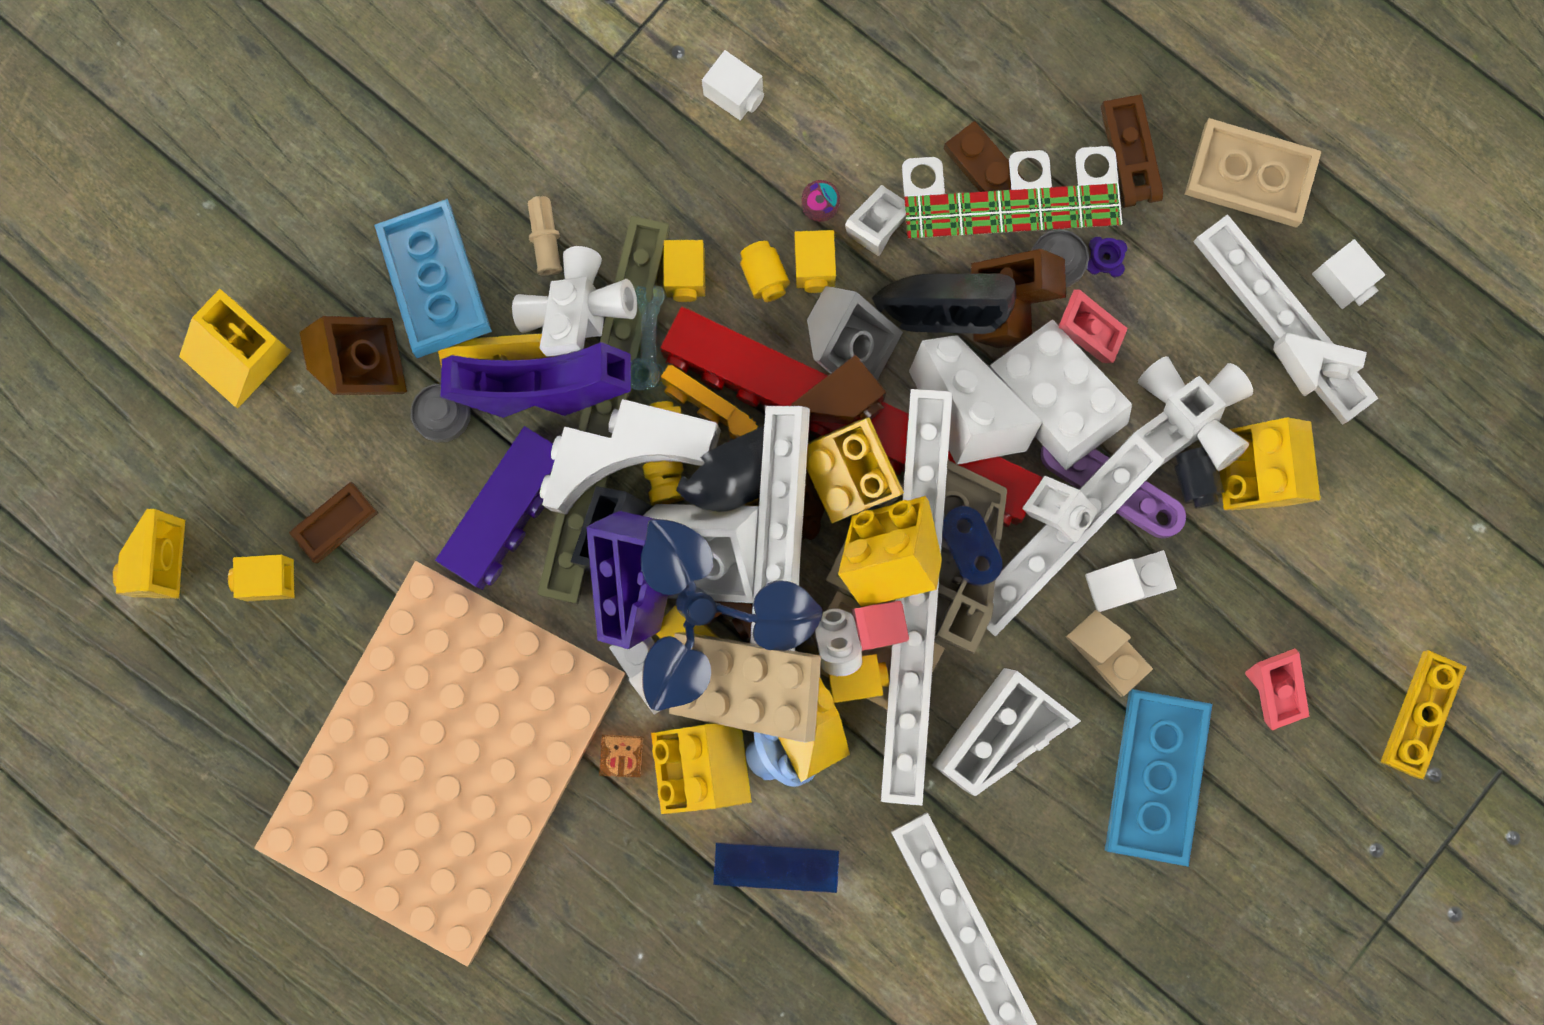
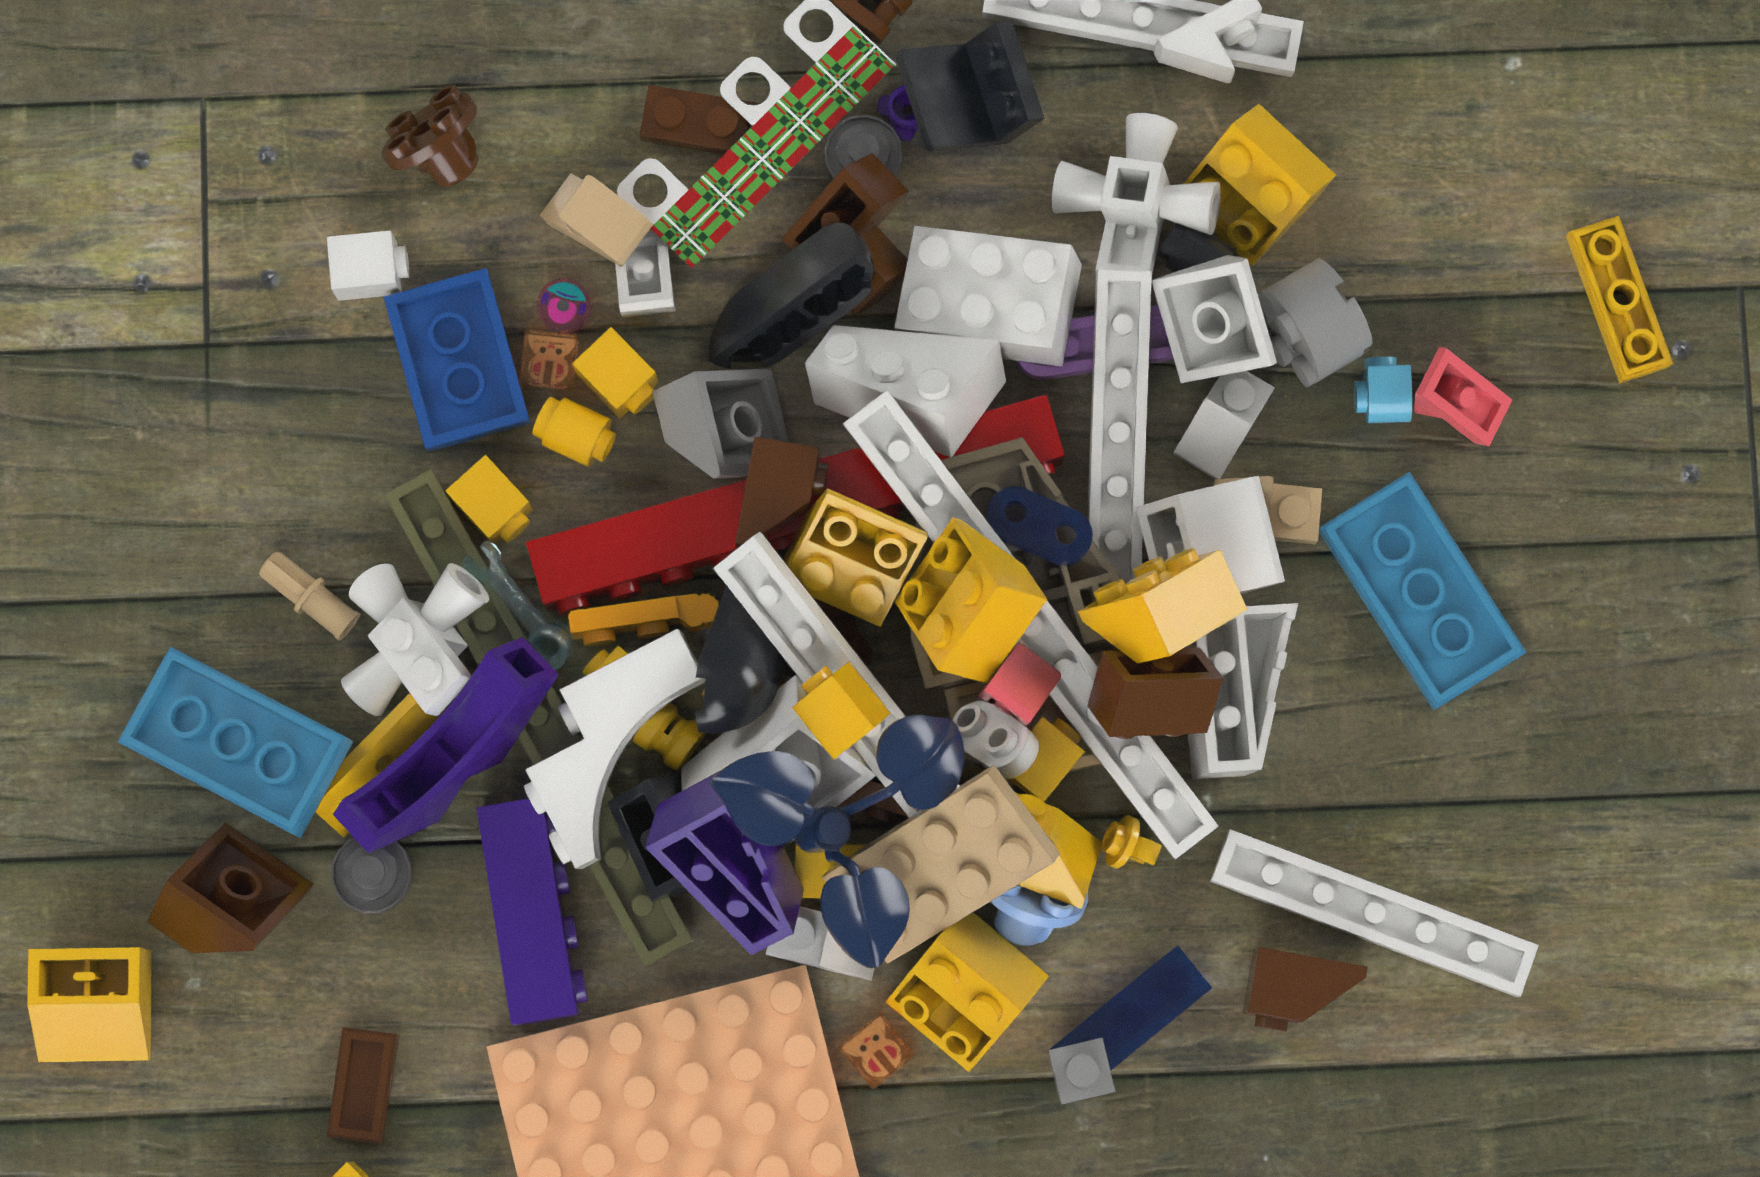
camera: 50 degrees left, 0 degrees up
(720, 872) = (1081, 1071): none -> light grey plate
(736, 178) = (456, 360): none -> blue plate
(763, 545) = (839, 708): none -> yellow brick
(784, 220) = (548, 359): none -> clear orange tile
(831, 50) = (435, 138): none -> reddish brown plate
(861, 765) = (1124, 843): none -> yellow plate
(880, 166) = (596, 218): none -> tan slope
(884, 935) = (1294, 986): none -> reddish brown slope
(952, 697) = (1155, 696): none -> reddish brown brick
(1003, 654) = (1165, 605): none -> yellow slope
(1060, 643) = (1217, 518): none -> white slope
(1061, 508) = (1092, 409): white bracket -> none
(1092, 327) = (961, 197): coral slope -> none
(1150, 274) = (971, 90): none -> black bracket
(1176, 518) = (1214, 319): none -> white slope
(1232, 570) = (1314, 322): none -> light grey brick
(1238, 646) = (1384, 391): none -> medium azure plate

